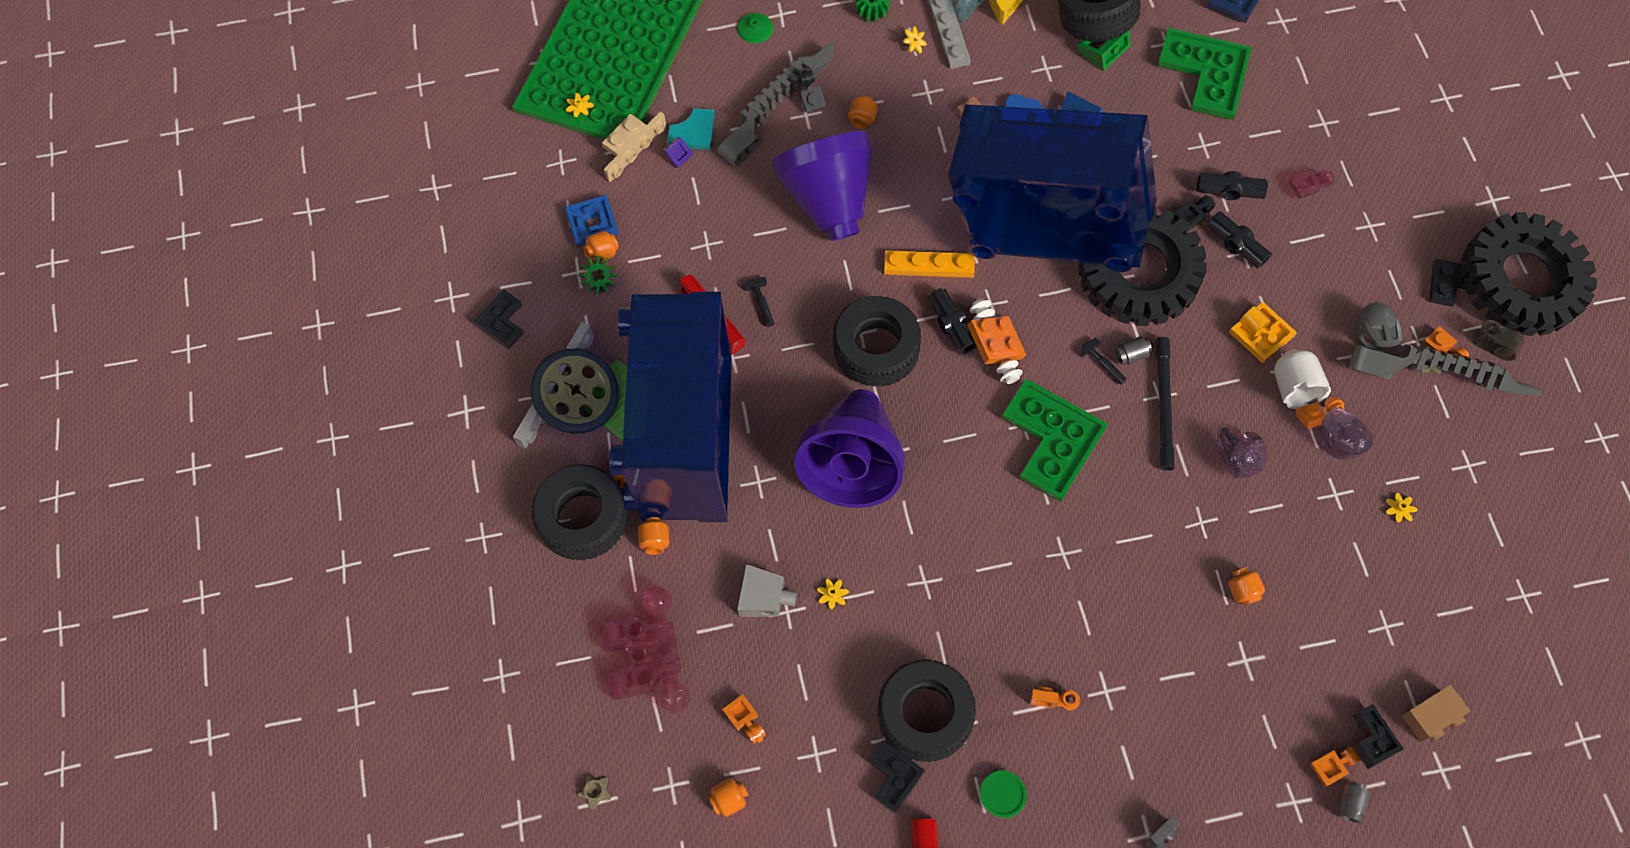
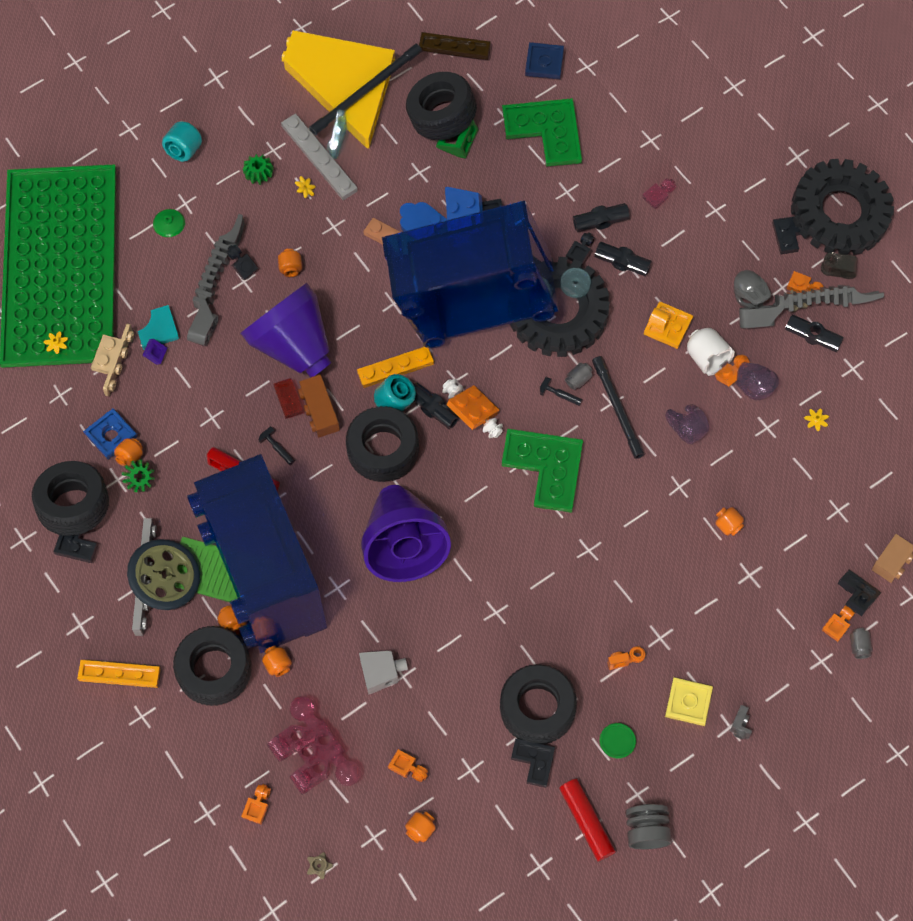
camera: 25 degrees left, 0 degrees up
(479, 480) = (119, 673): none -> light orange plate
(509, 248) = (64, 478): none -> black tyre
(553, 695) = (256, 809): none -> orange plate
(796, 254) = (288, 398): none -> clear red plate
(825, 274) = (318, 406): none -> dark orange brick
(832, 598) = (431, 652): yellow plant -> none
(915, 289) = (395, 392): none -> teal head
(1109, 783) = (689, 701): none -> light yellow tile
(1172, 235) = (575, 290): none -> clear light blue piece
(1446, 416) = (804, 328): none -> black piece

